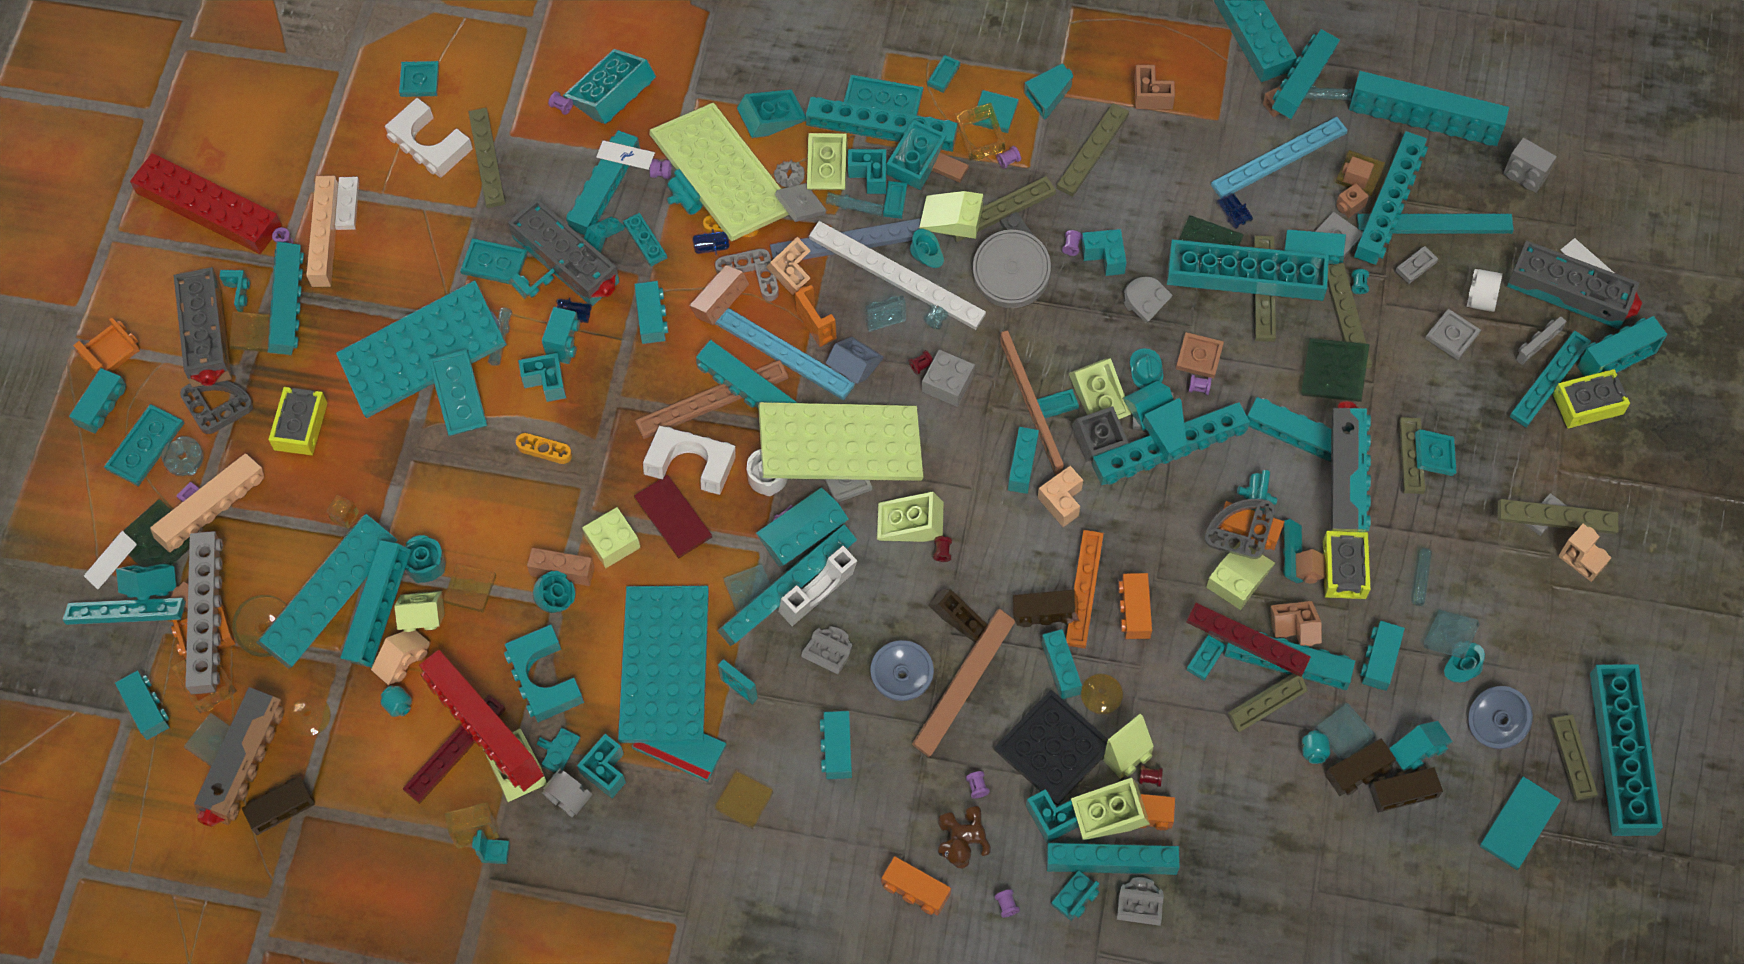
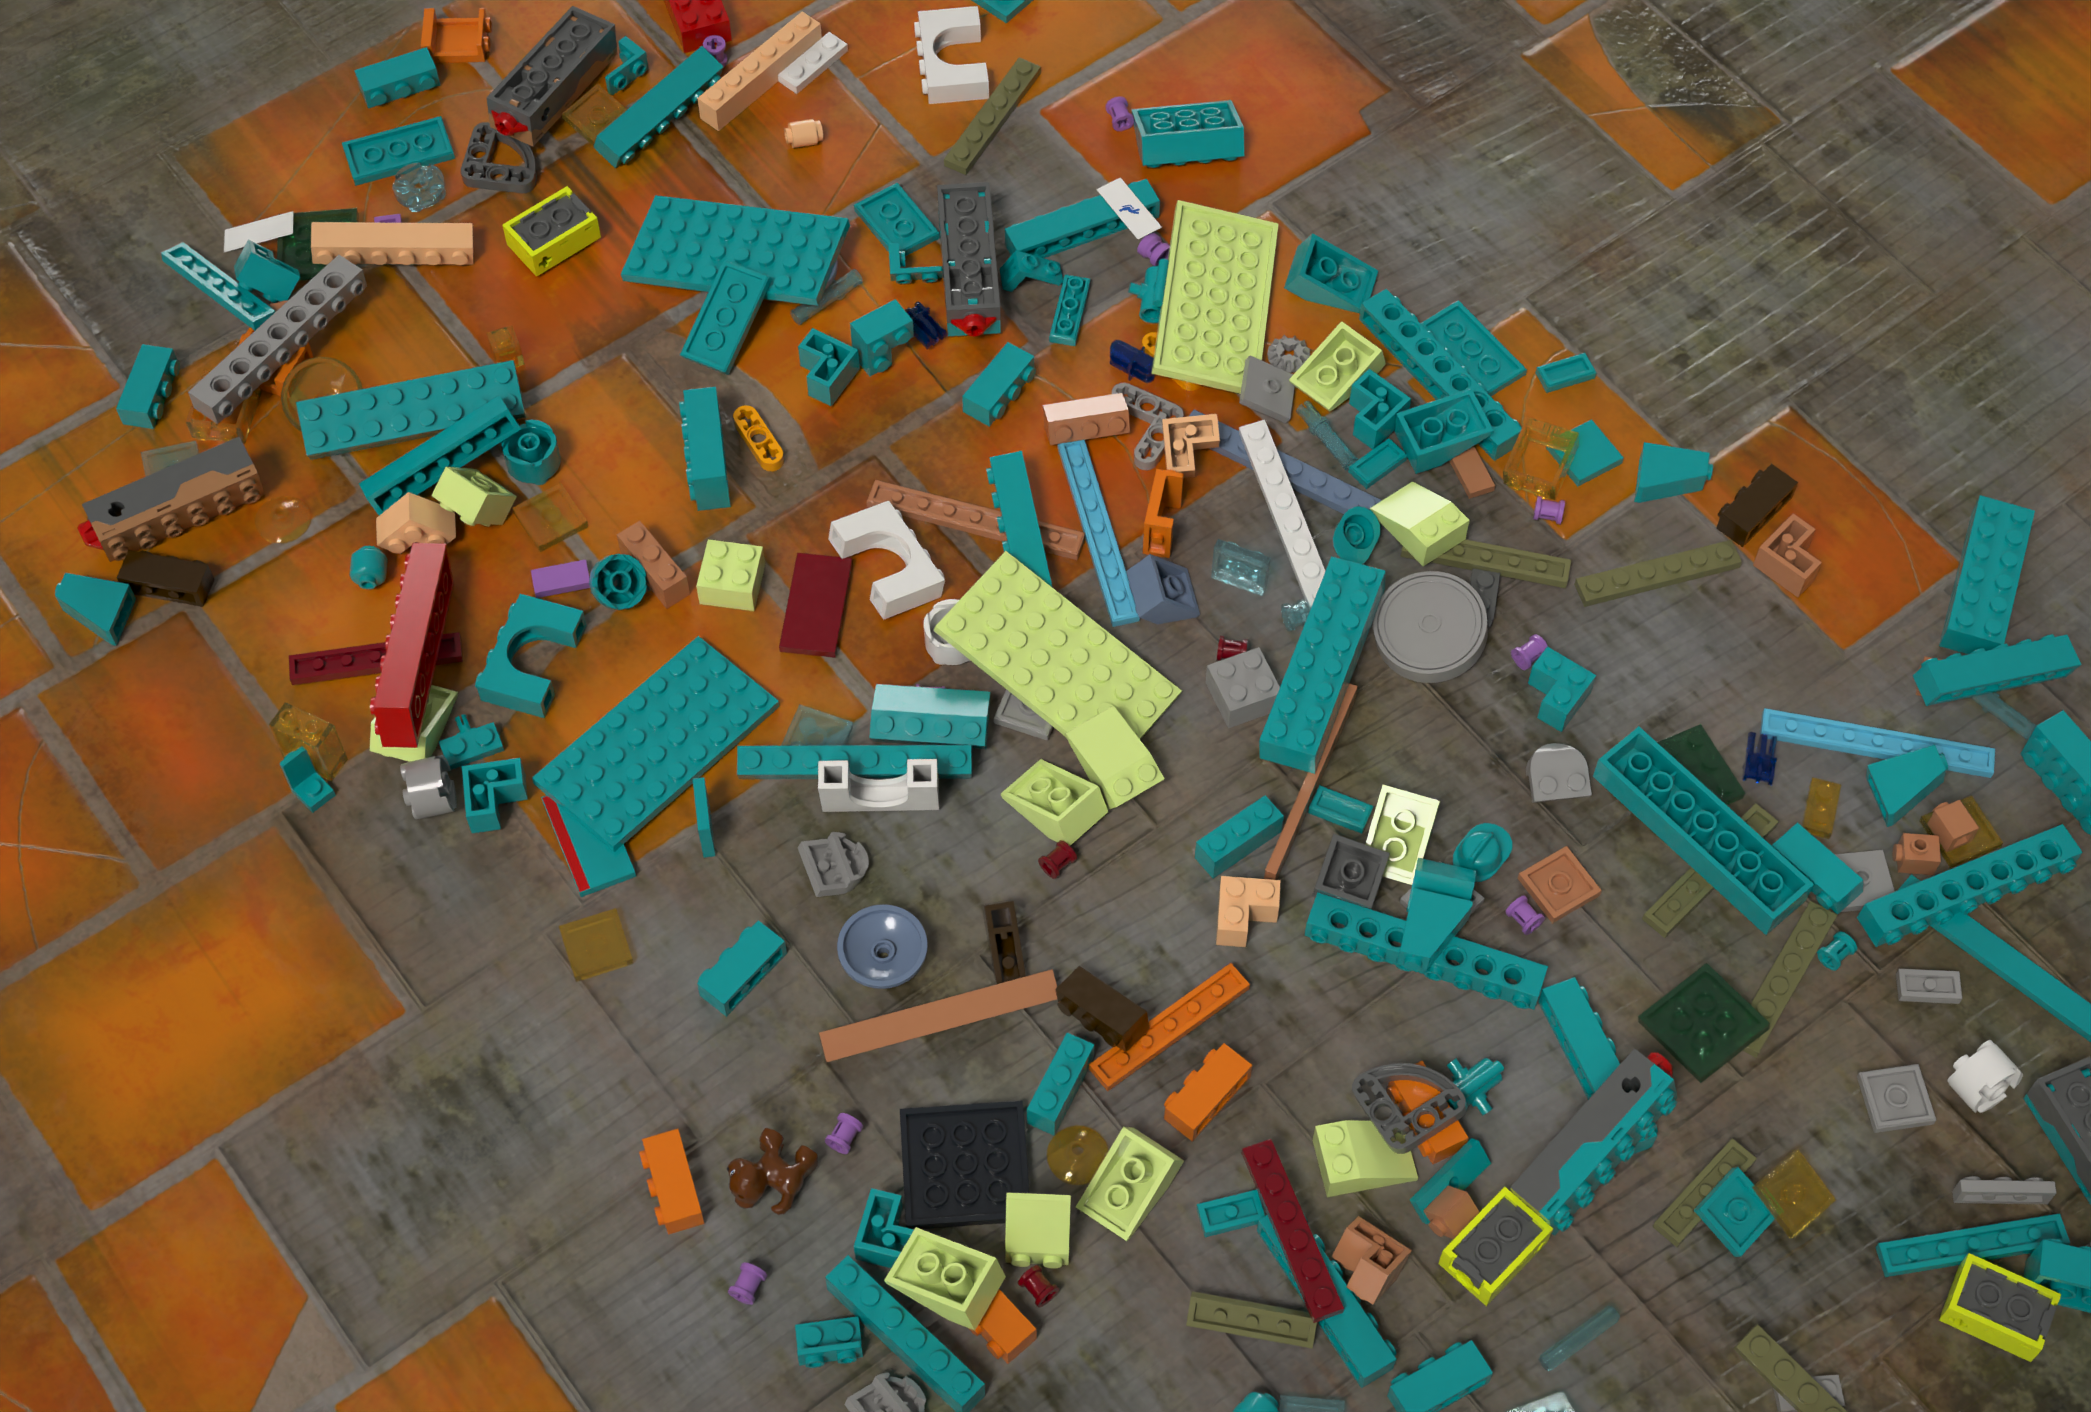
camera: 40 degrees right, 5 degrees down
(251, 855) = (96, 604): none -> teal slope
(387, 249) = (803, 133): none -> light nougat brick
(513, 617) = (560, 578): none -> medium lavender tile
(526, 477) = (704, 449): none -> teal brick
(923, 469) = (1114, 757): none -> yellowish green slope
(982, 332) = (1322, 665): none -> teal brick
(1108, 74) = (1756, 504): none -> dark brown brick
(1144, 685) = (1129, 1182): none -> yellowish green slope
(1284, 213) = (1821, 807): none -> clear yellow plate
(1313, 167) = (1905, 781): none -> teal slope
(1452, 421) = (1794, 1193): none -> clear yellow plate

